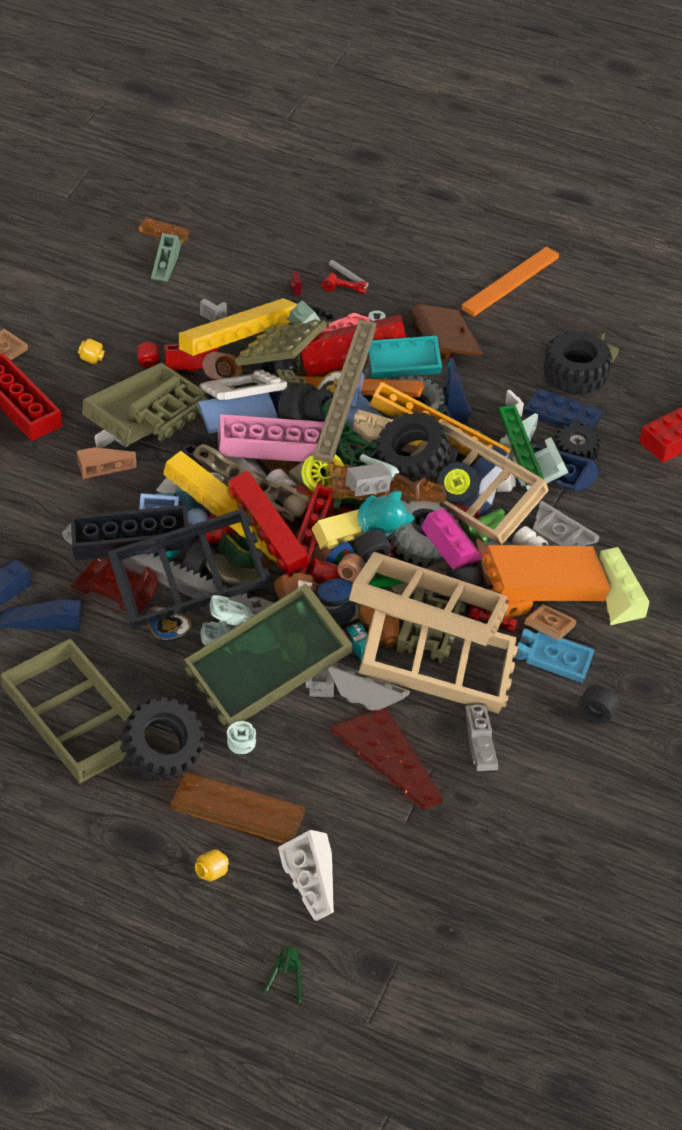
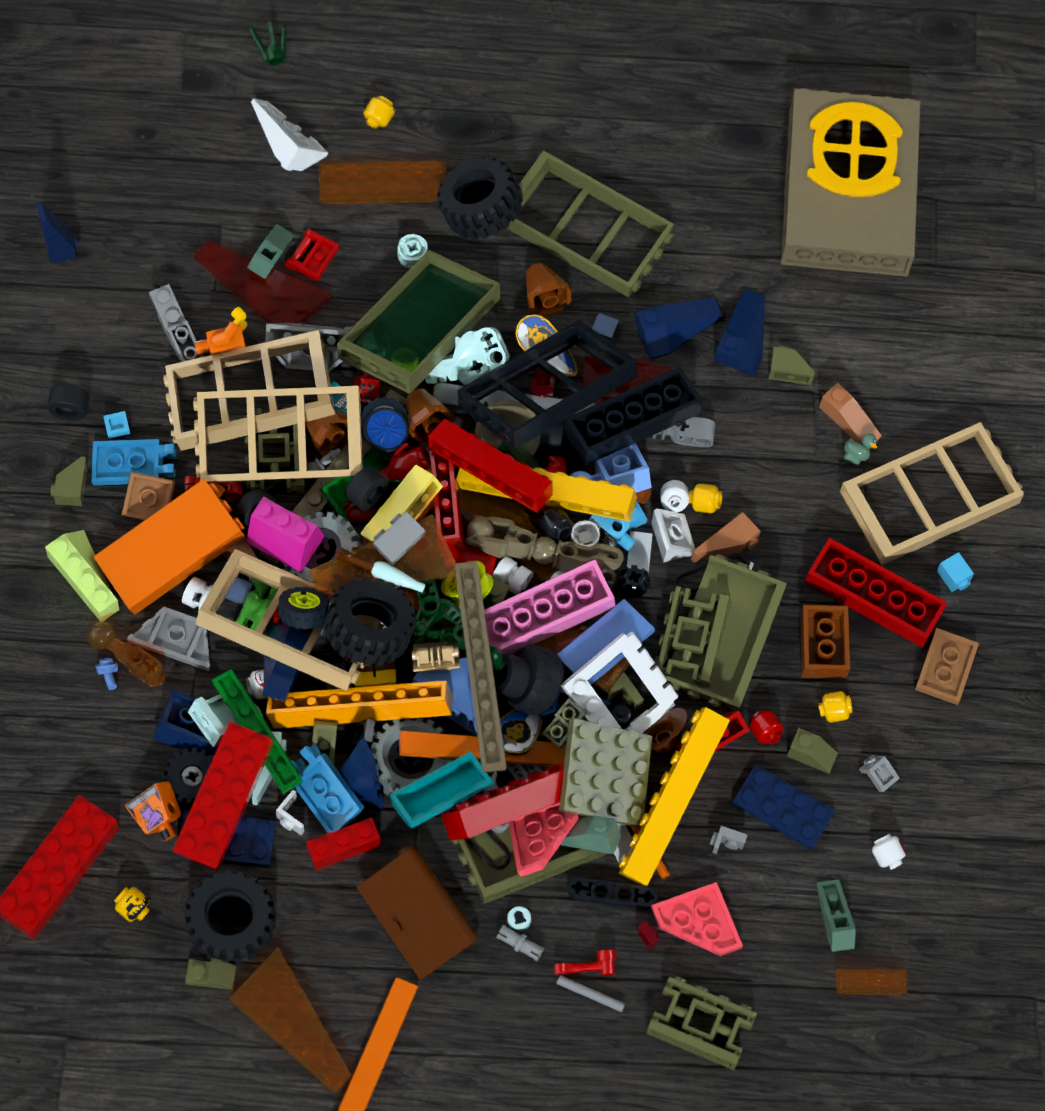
camera: 155 degrees right, 20 degrees up
(74, 381) = (824, 642): none -> dark orange brick
(86, 315) = (880, 772): none -> light grey bracket
(102, 490) = (705, 498): none -> yellow head
(106, 631) = (605, 326): none -> sand blue tile
(109, 275) = (888, 851): none -> white head
(126, 337) = (812, 751): none -> olive slope
(126, 495) = (674, 496): none -> white head
(142, 476) = (672, 534): none -> white slope
(143, 663) = (546, 291): none -> dark orange cone
(161, 318) = (783, 807): none -> dark blue plate
(188, 590) = (542, 384): none -> dark red plate
(255, 283) = (699, 919): none -> coral plate
(291, 229) = (693, 1039): none -> olive fence
(329, 758) = (318, 257): none -> red plate
(350, 566) = (382, 459): nougat head -> none
(370, 767) = (270, 251): none -> sand green slope
(381, 305) = (520, 942): none -> light grey pin
(383, 513) = (363, 509): teal hair -> none
(443, 701) = (225, 338): none -> orange torso
(483, 407) = (326, 790): none -> dark azure tile
(484, 379) = (343, 844): none -> red brick
(552, 310) = (284, 1013): none -> clear orange wing
(559, 409) = (223, 796): none -> red brick
(559, 684) = (116, 425): none -> medium azure plate
(570, 834) = (56, 236): none -> dark blue wedge
(595, 520) = (104, 637): none -> clear orange beam
(607, 426) = (156, 810): none -> orange torso
(613, 651) = (70, 484): none -> olive slope
(620, 527) = (106, 667): none -> medium blue plate
(644, 392) = (132, 904): none -> yellow head

